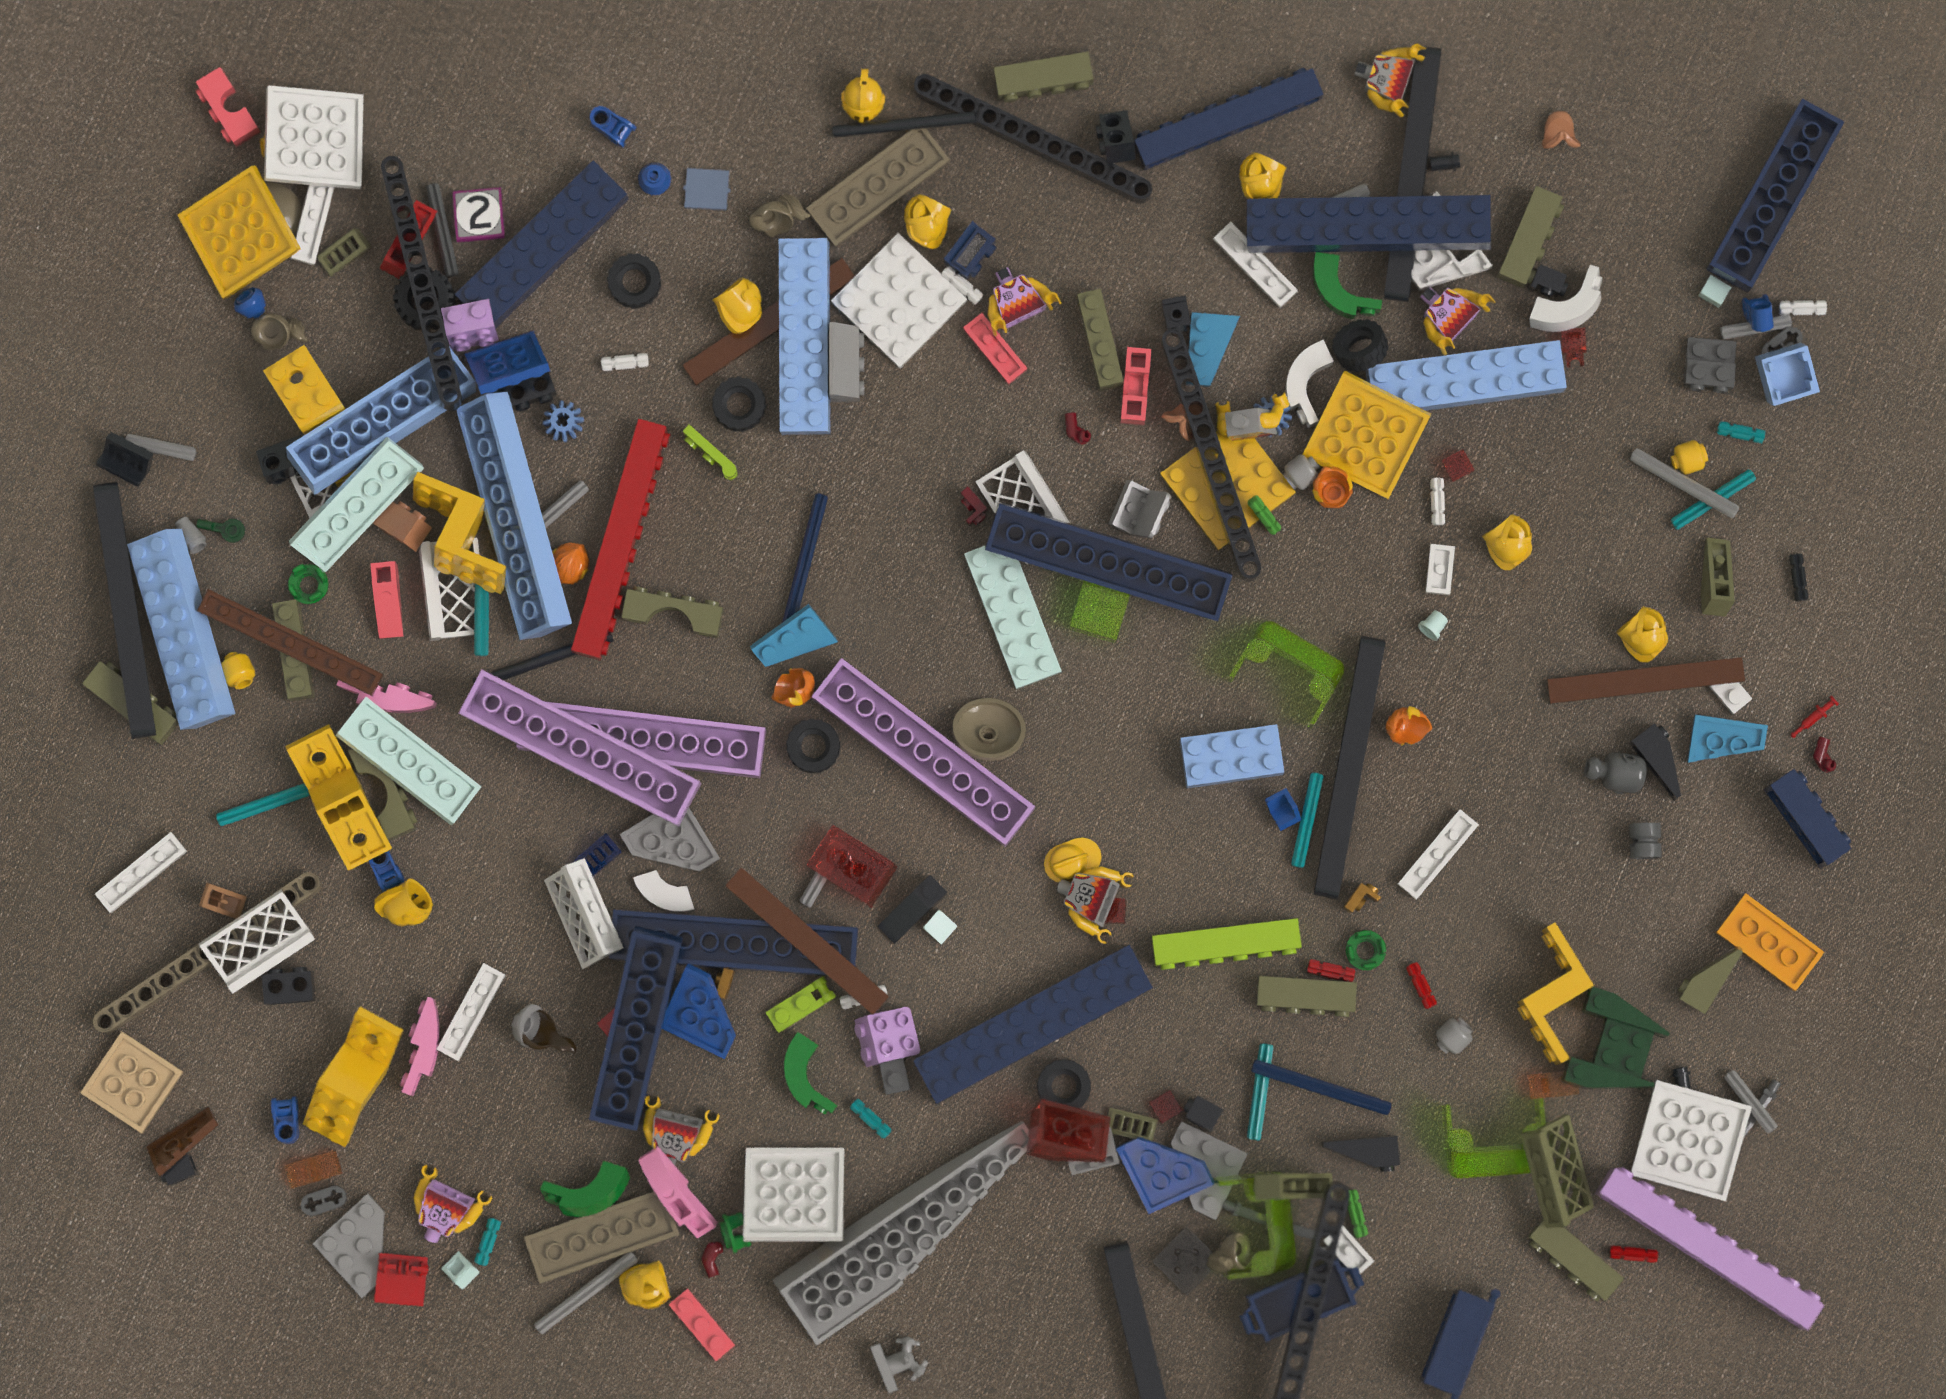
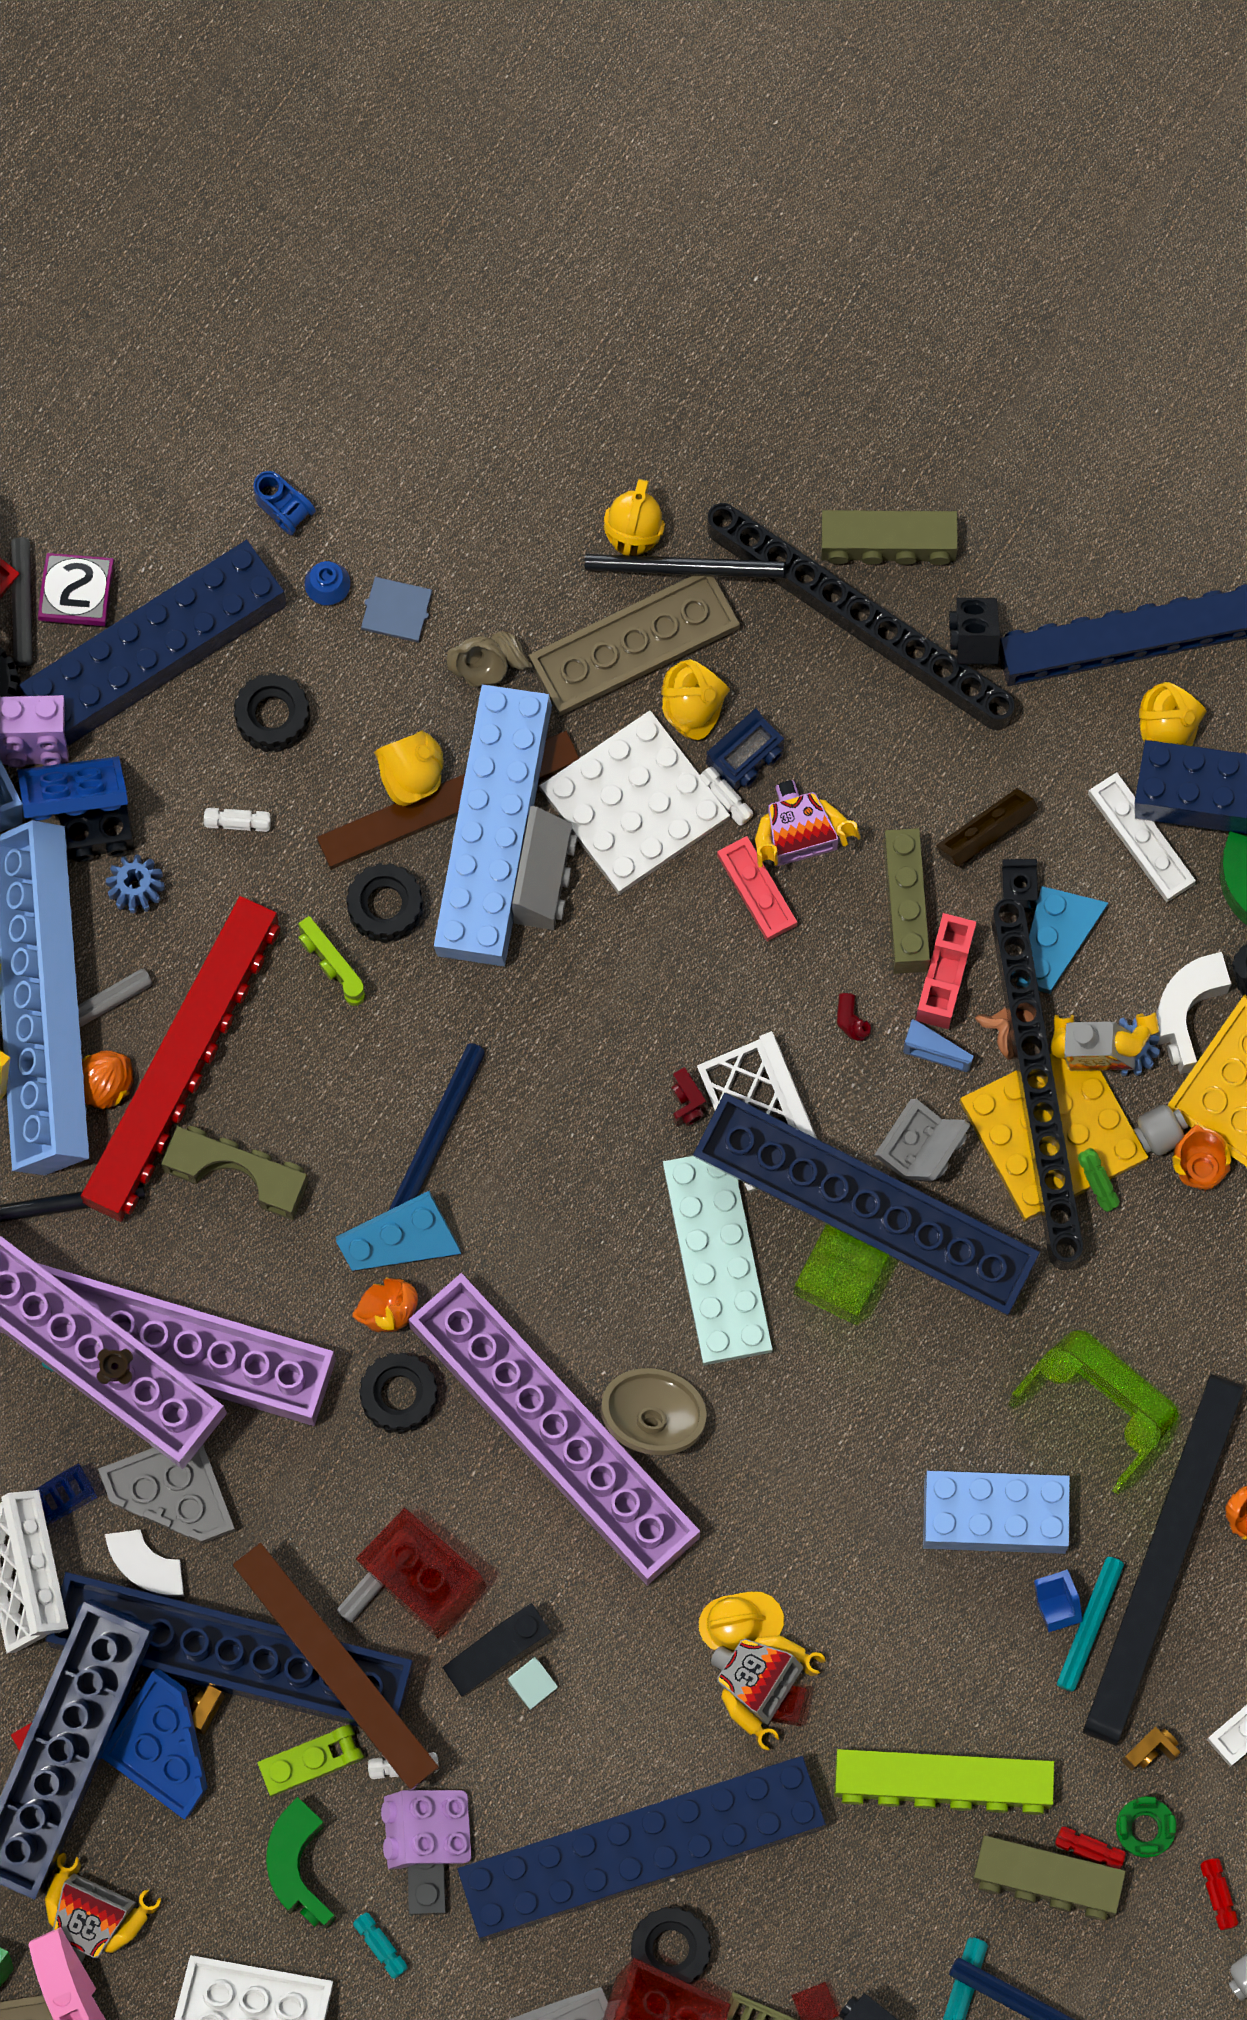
camera: 10 degrees right, 10 degrees down
(615, 763) = (107, 1359): none -> dark brown plate
(1134, 440) = (930, 1046): none -> medium blue slope
(1147, 277) = (987, 827): none -> dark brown plate

